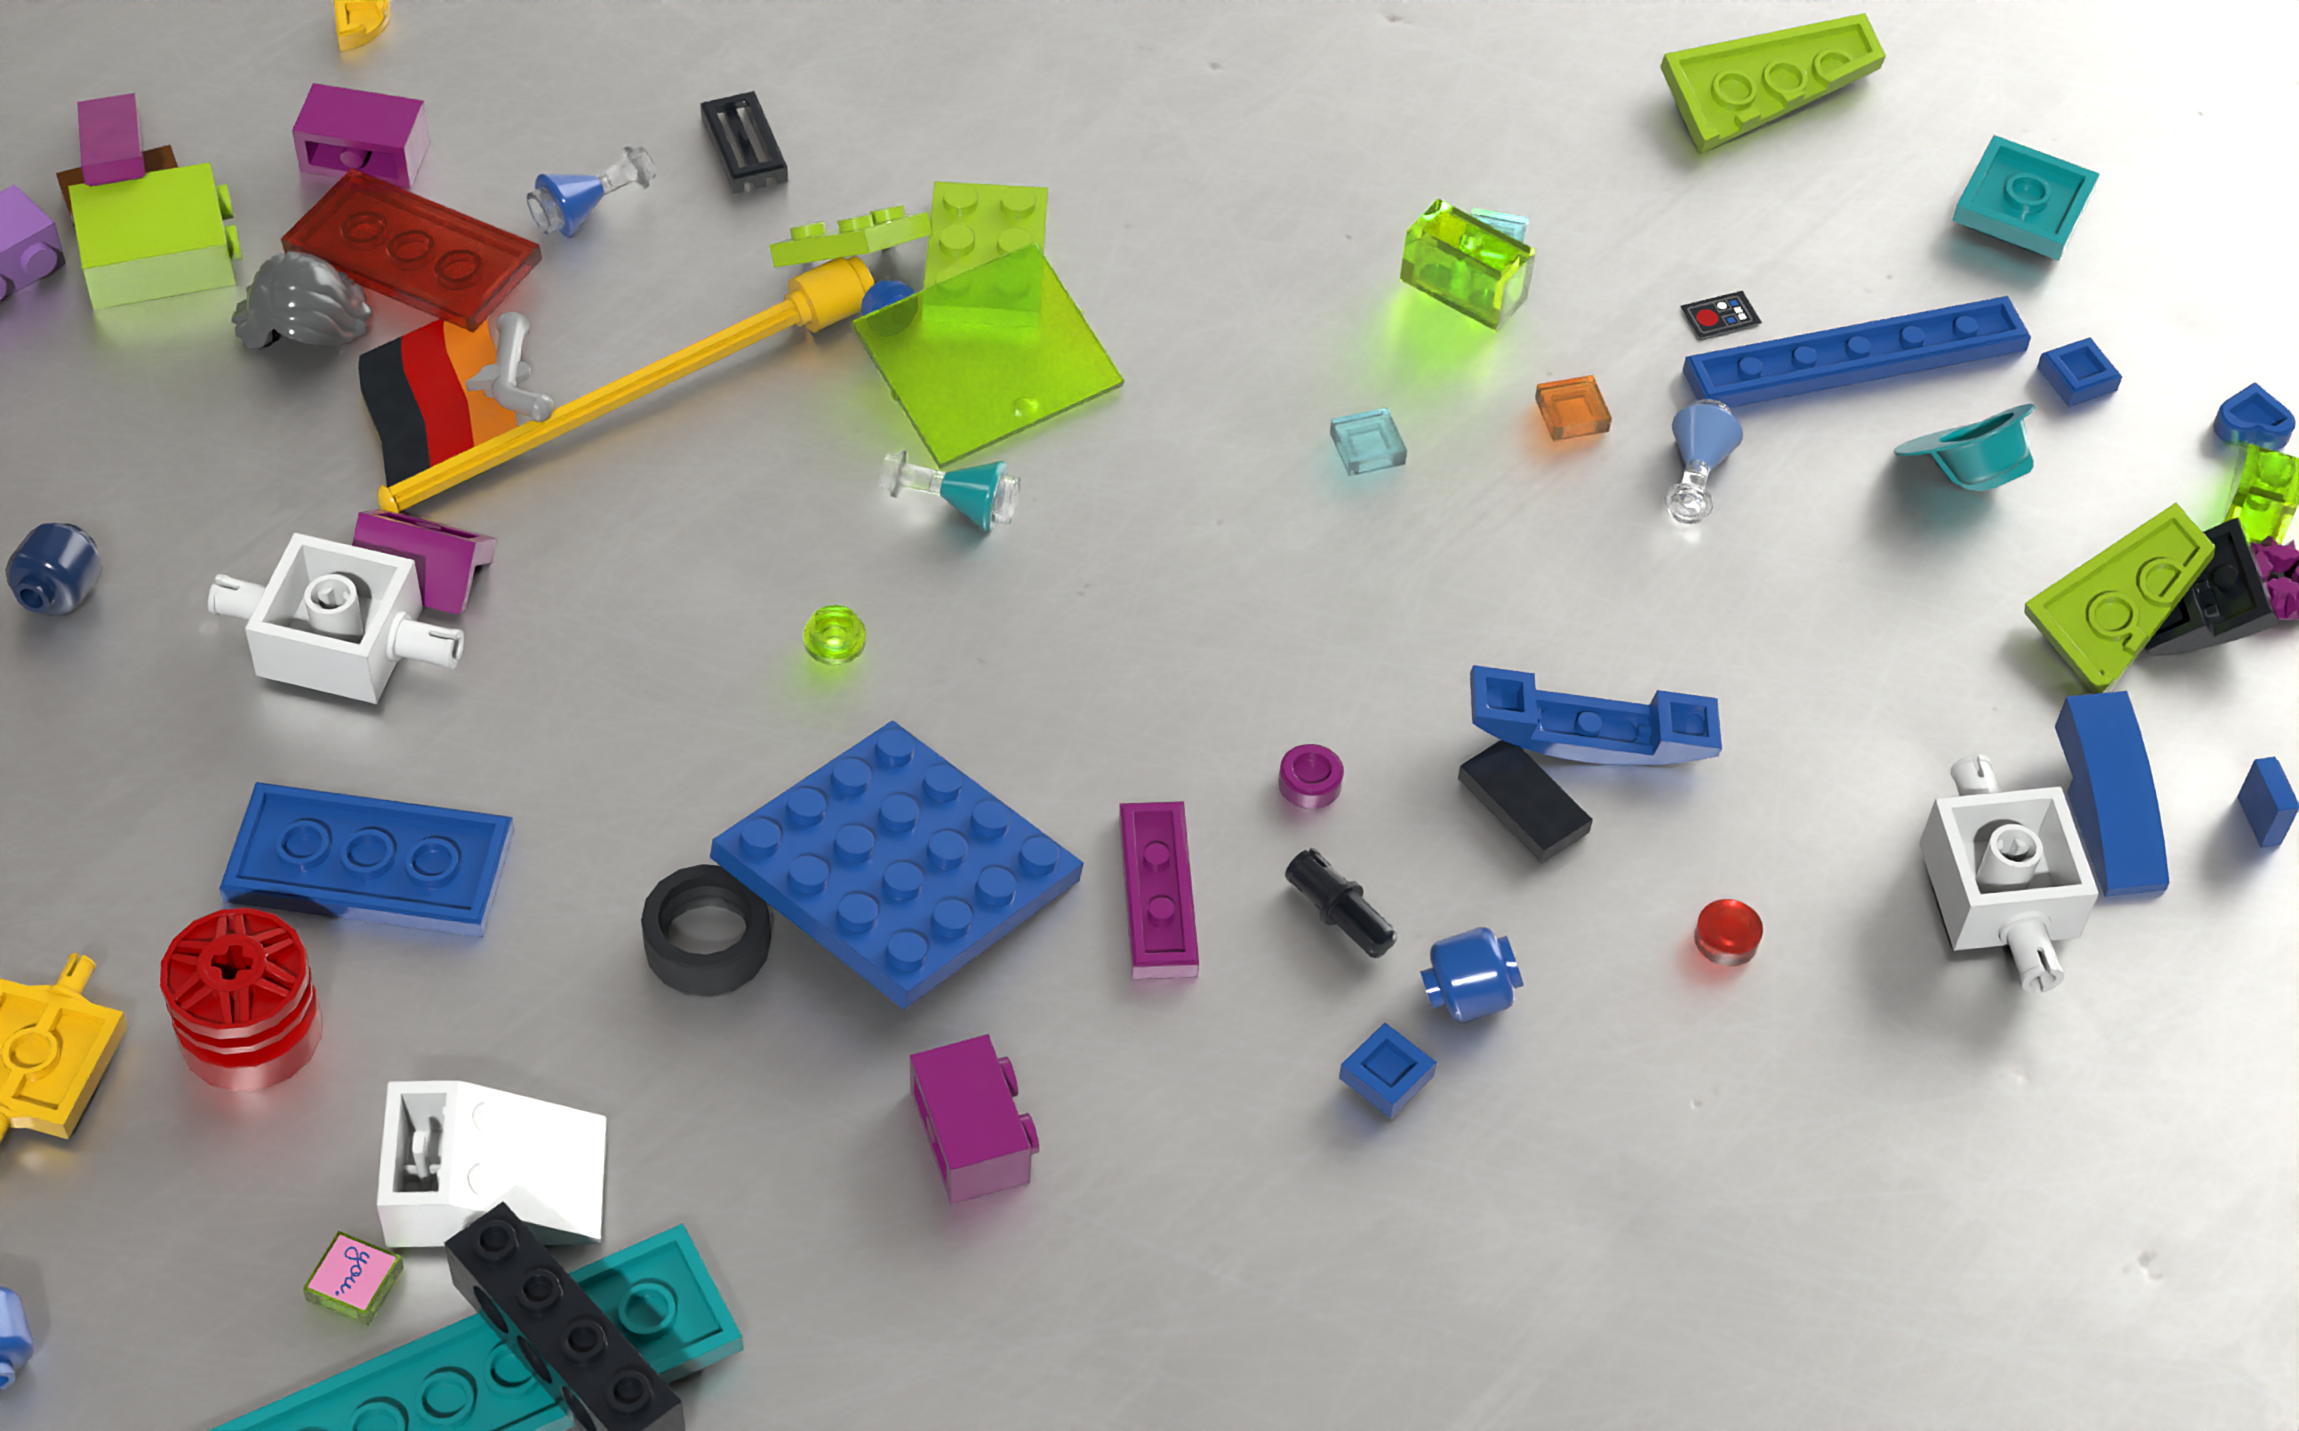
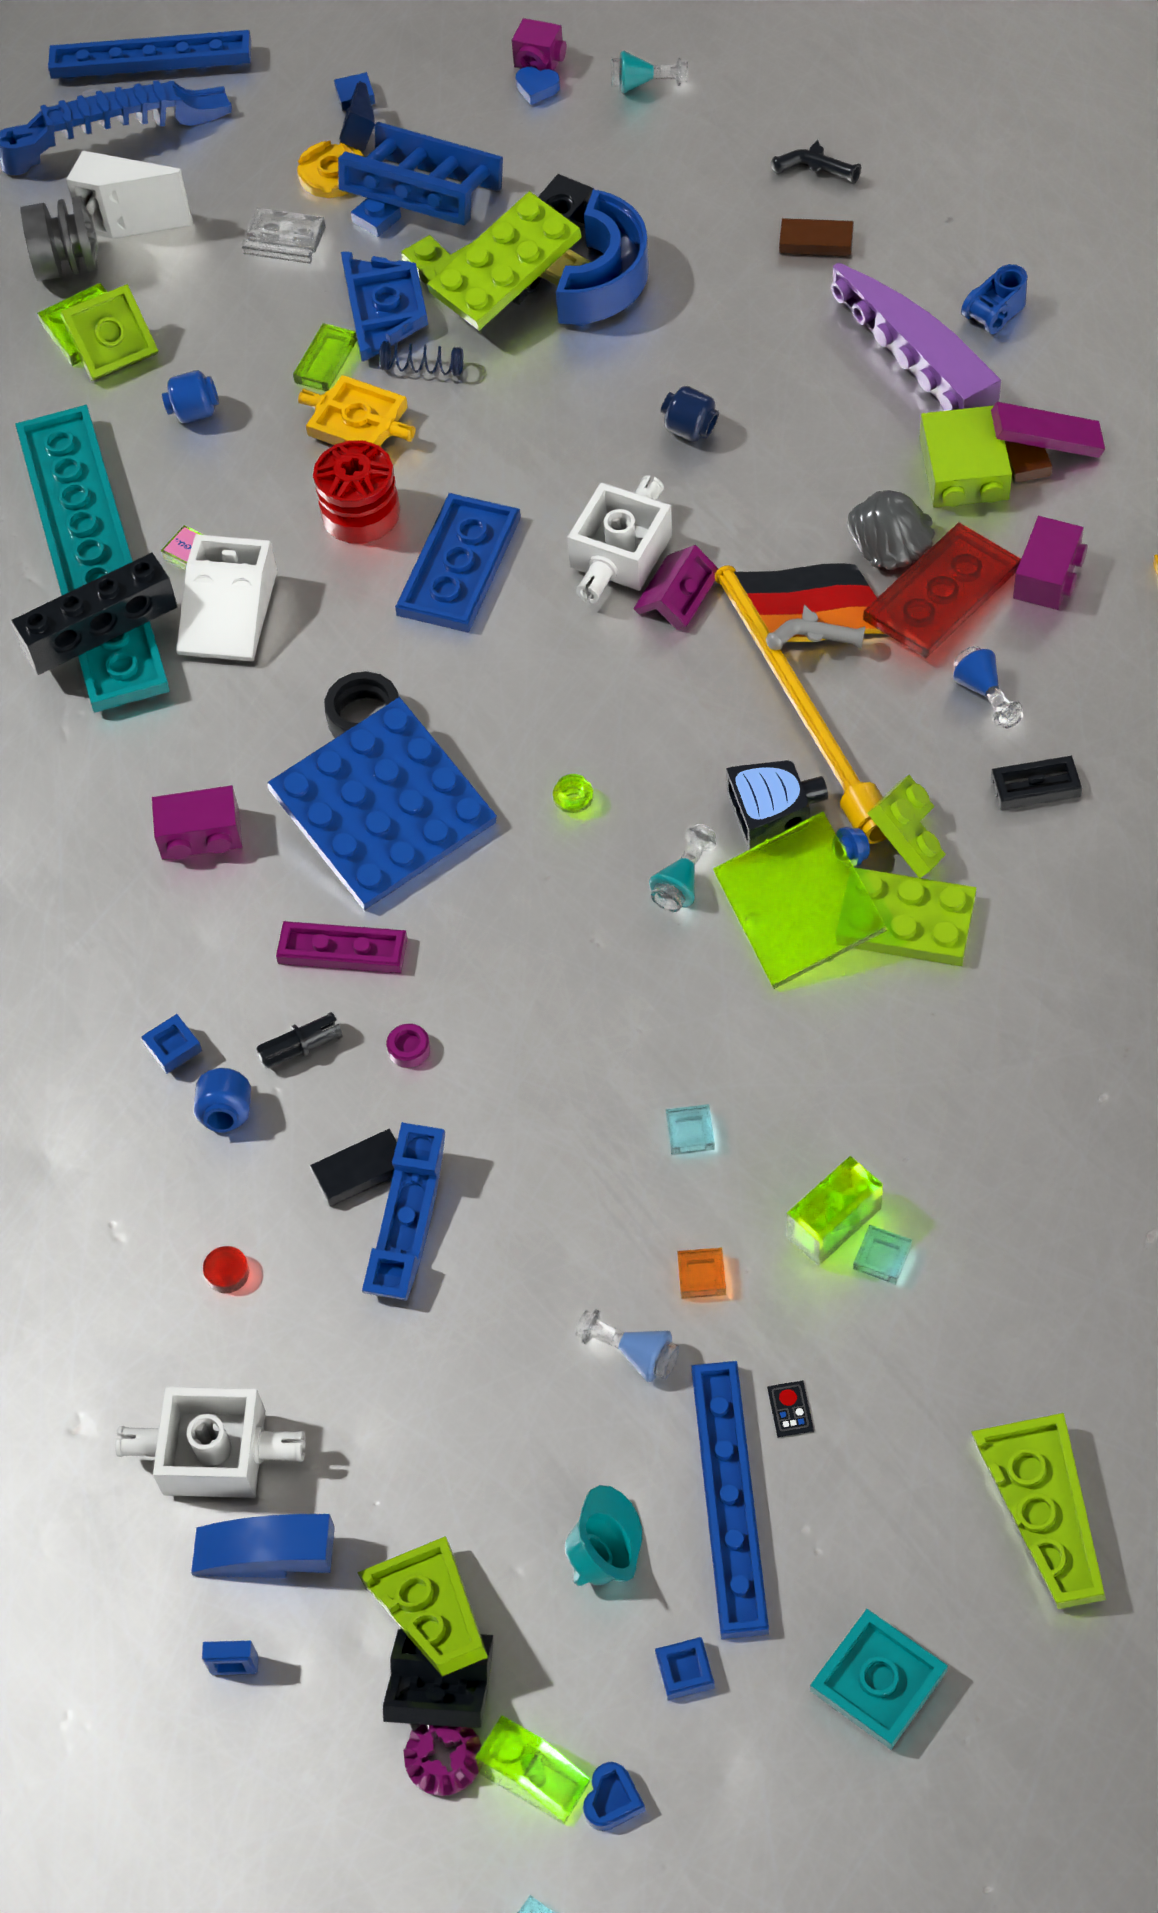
camera: 110 degrees right, 5 degrees up
(828, 398) = (771, 798): none -> torso

